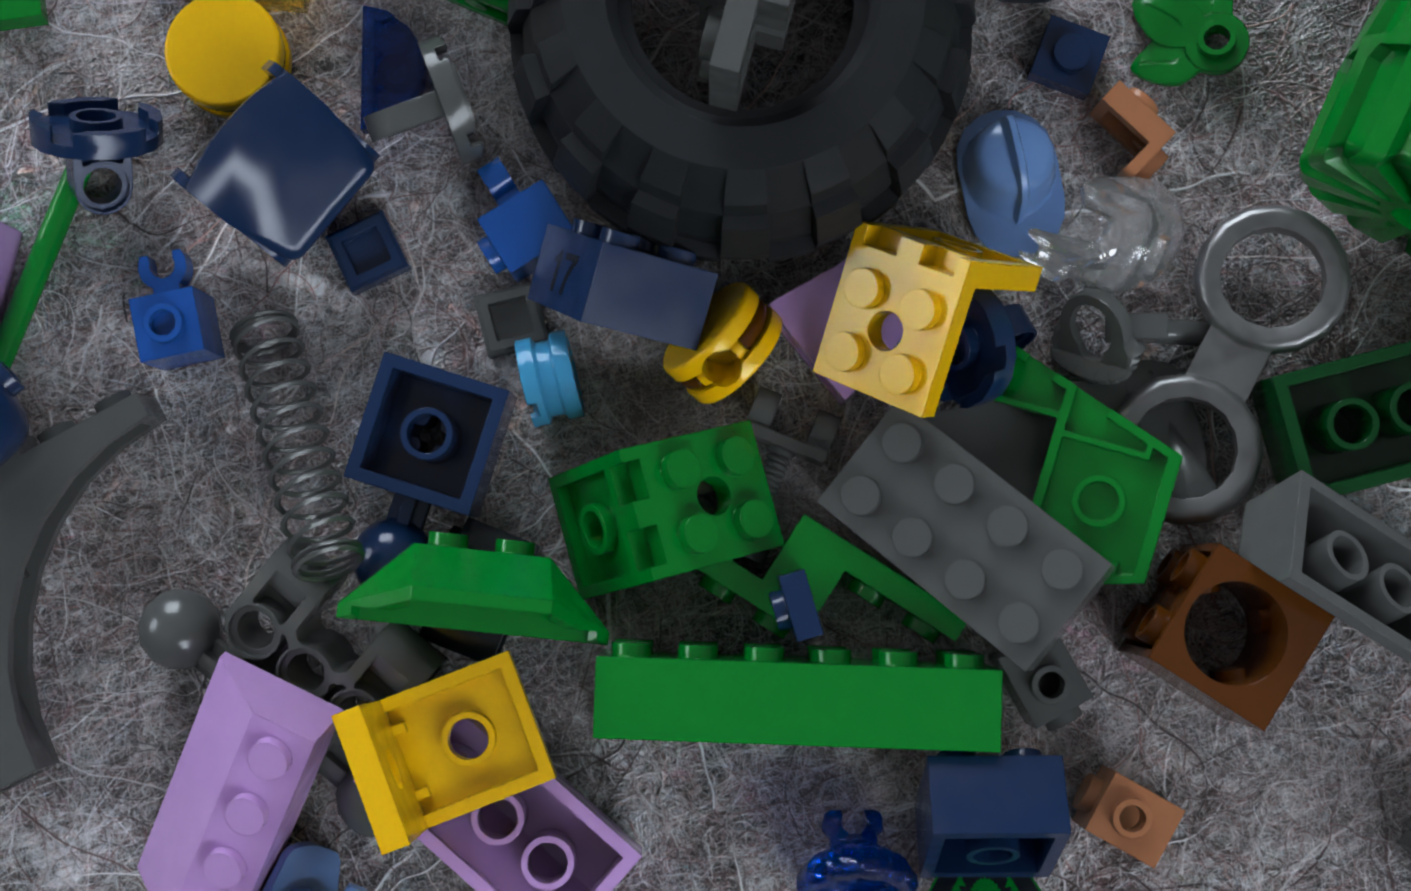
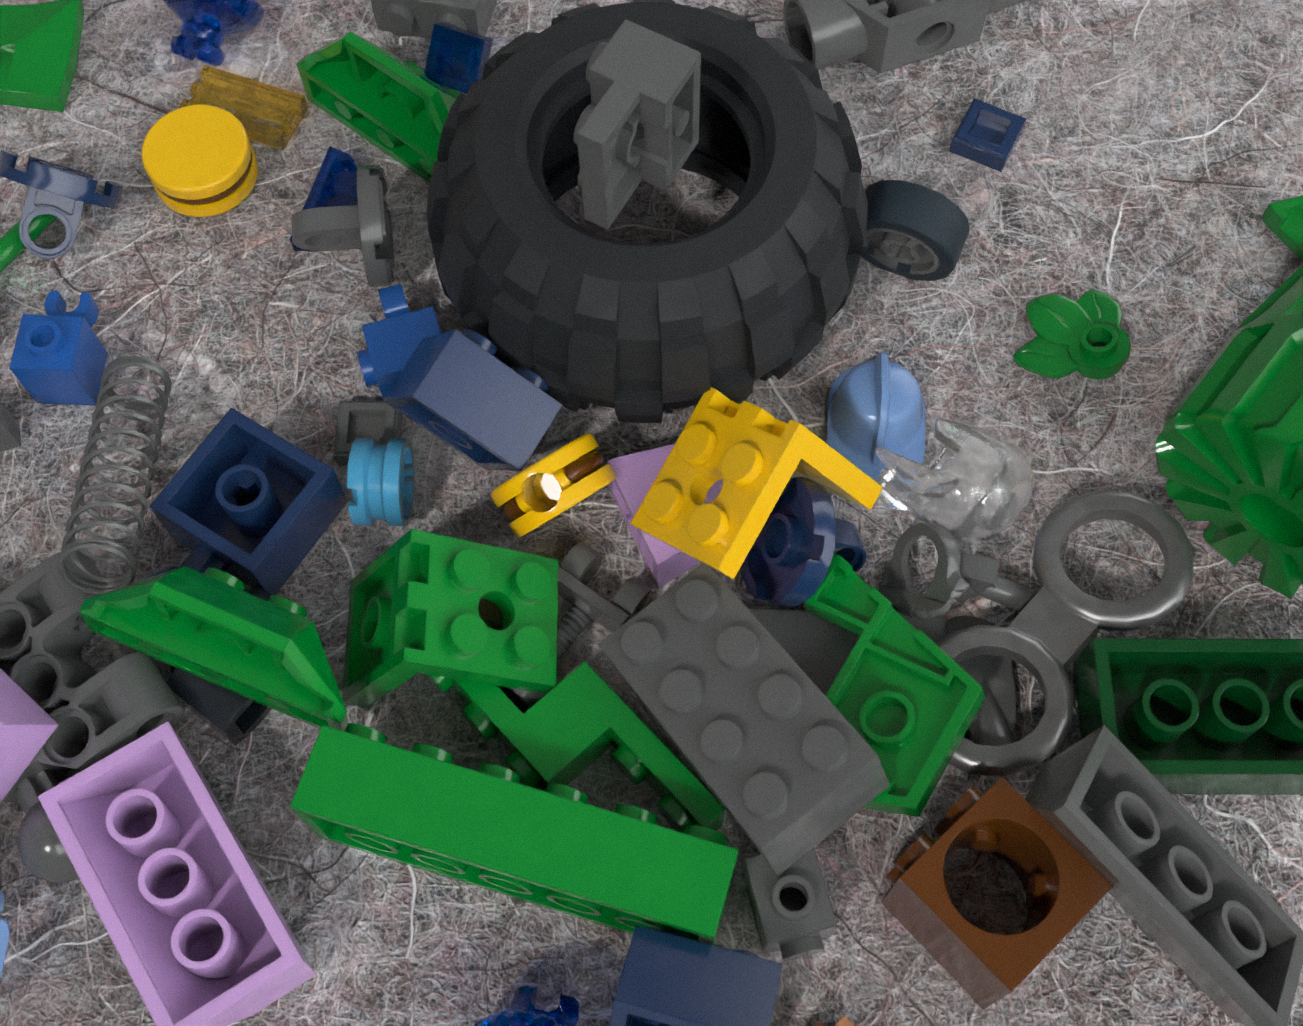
camera: 15 degrees right, 20 degrees down
(280, 167) = (201, 240): dark blue piece -> none
(368, 252) = (259, 346): dark blue tile -> none
(406, 756) = (86, 773): yellow bracket -> none
(795, 606) = (544, 737): dark blue plate -> none
(1068, 57) = (954, 332): dark blue plate -> none
(1134, 123) = (1003, 395): nougat bracket -> none

